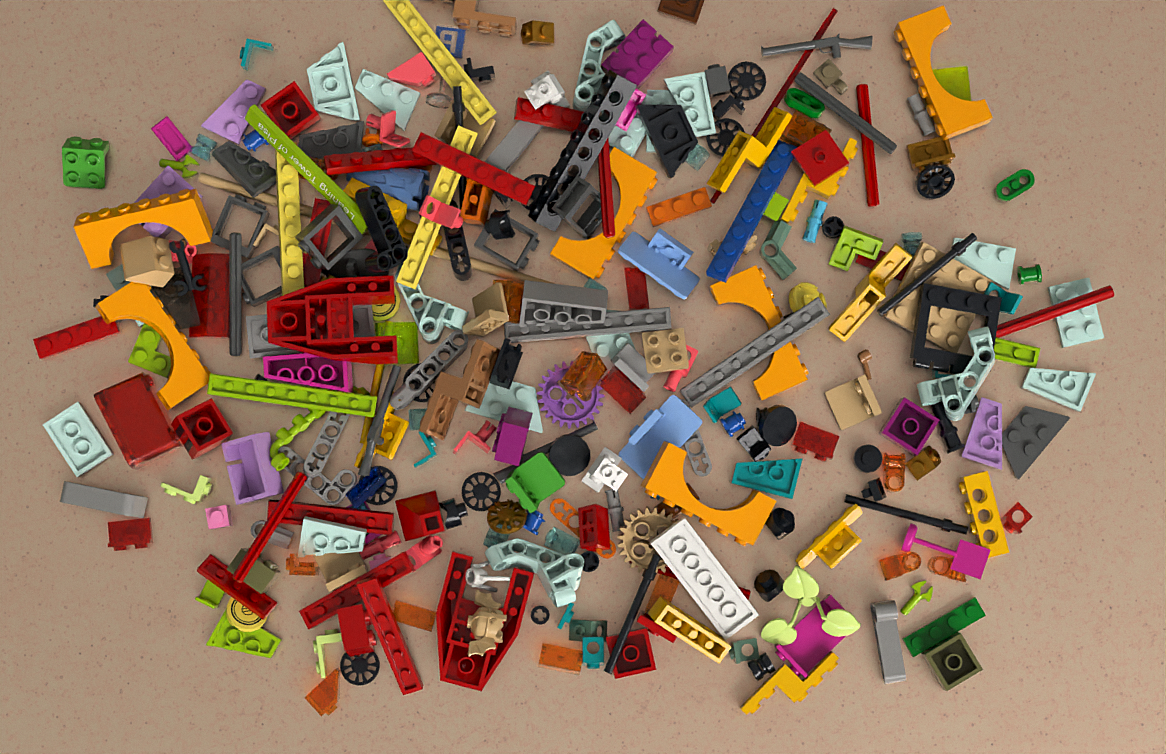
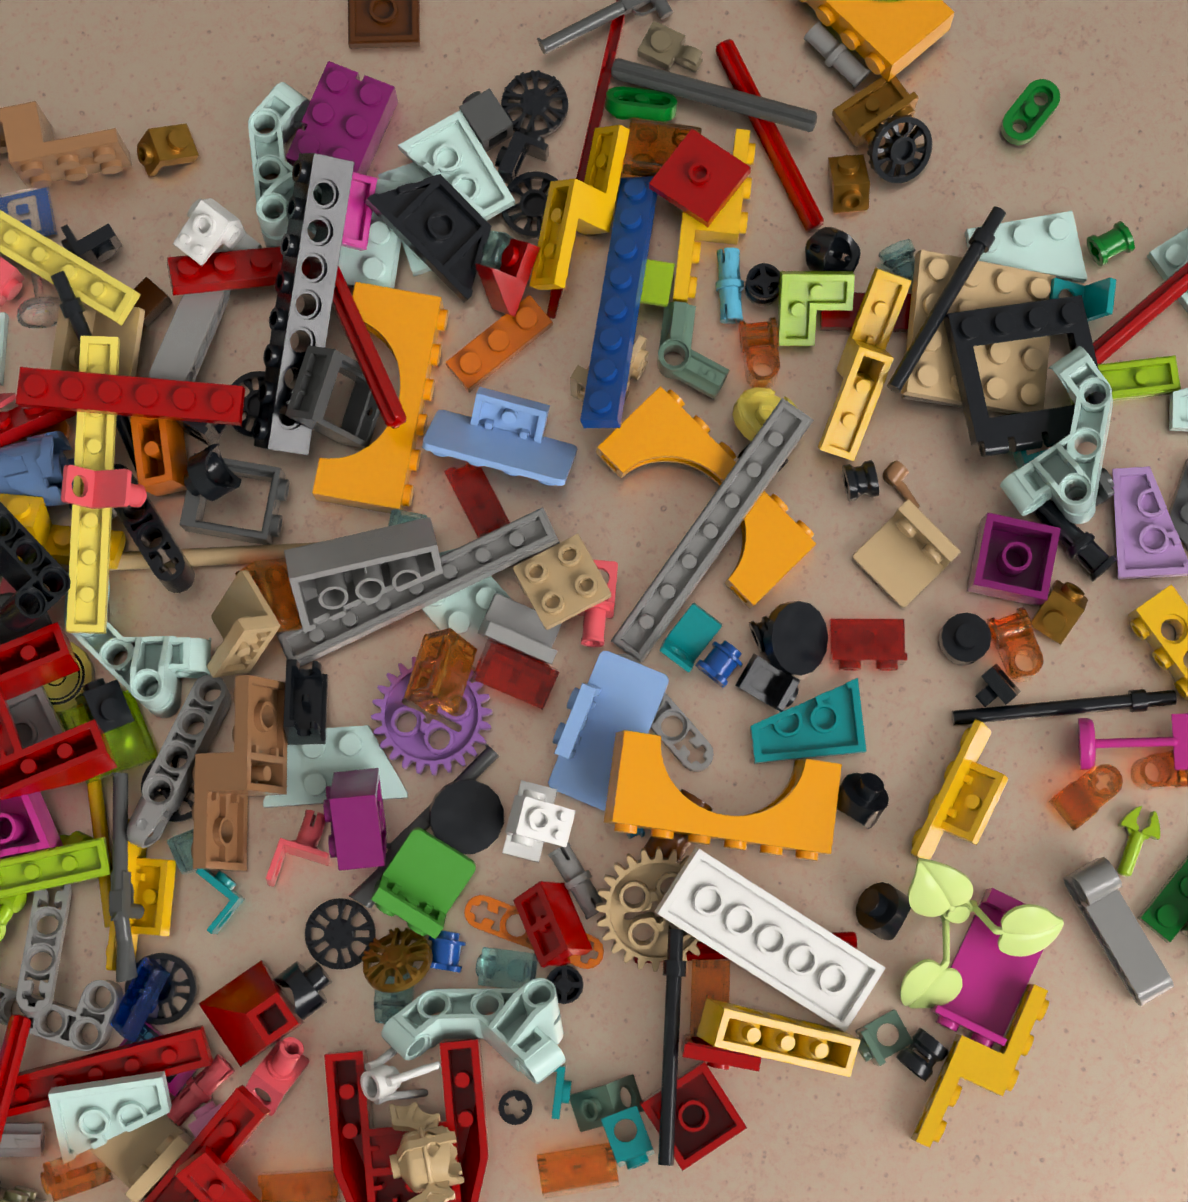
camera: 15 degrees left, 5 degrees down
(401, 326) = (105, 704): none -> black bracket
(502, 113) = (152, 300): none -> reddish brown slope
(695, 177) = (508, 284): none -> red slope
(817, 260) = (760, 346): none -> clear orange piece
(844, 353) = (860, 480): none -> black wheel
(873, 222) = (827, 248): none -> black piece
(900, 188) = (849, 183): none -> pearl gold bracket

